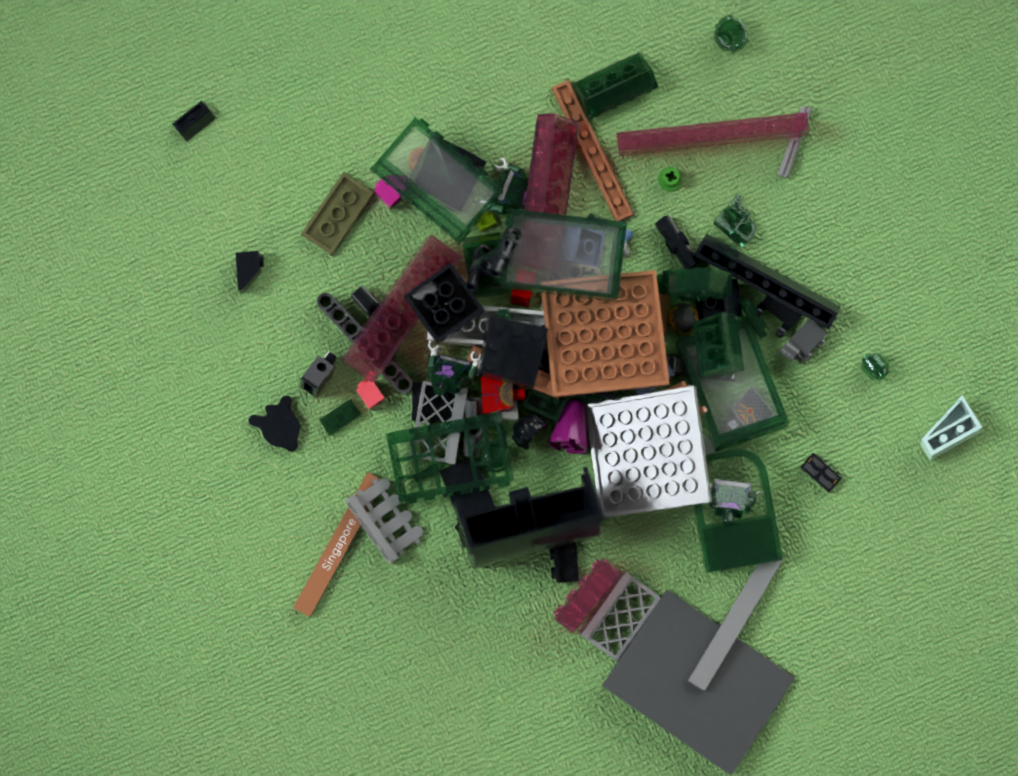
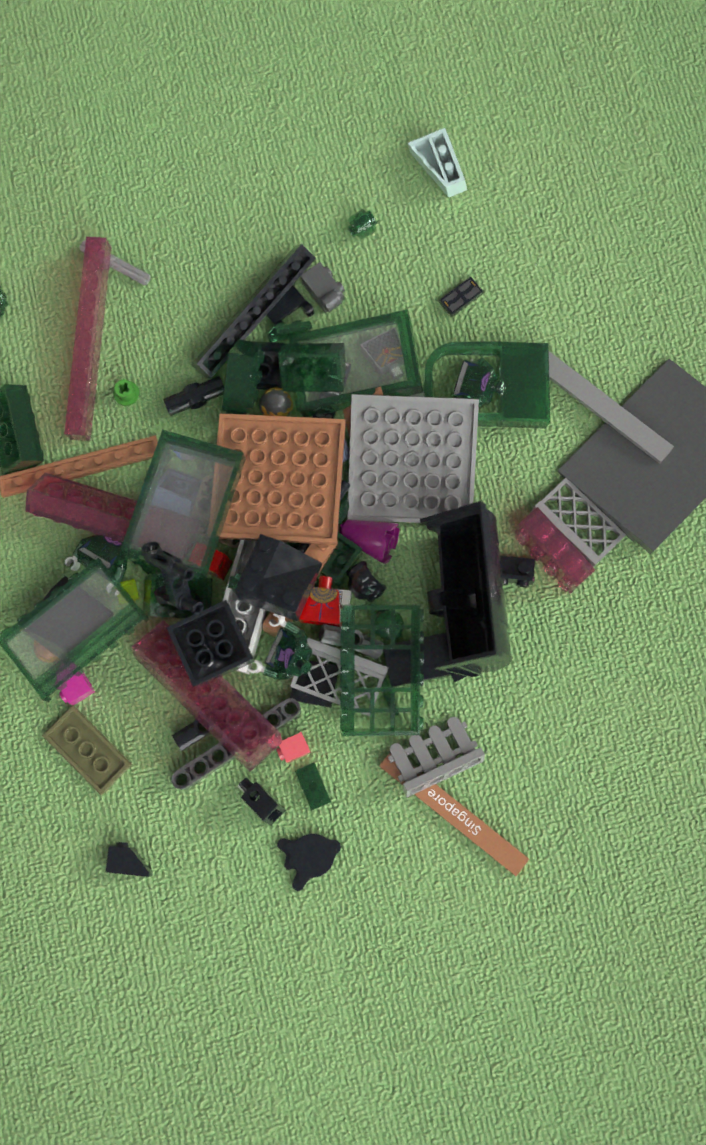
camera: 75 degrees left, 5 degrees down
(736, 222) = (186, 334): clear green slope -> none

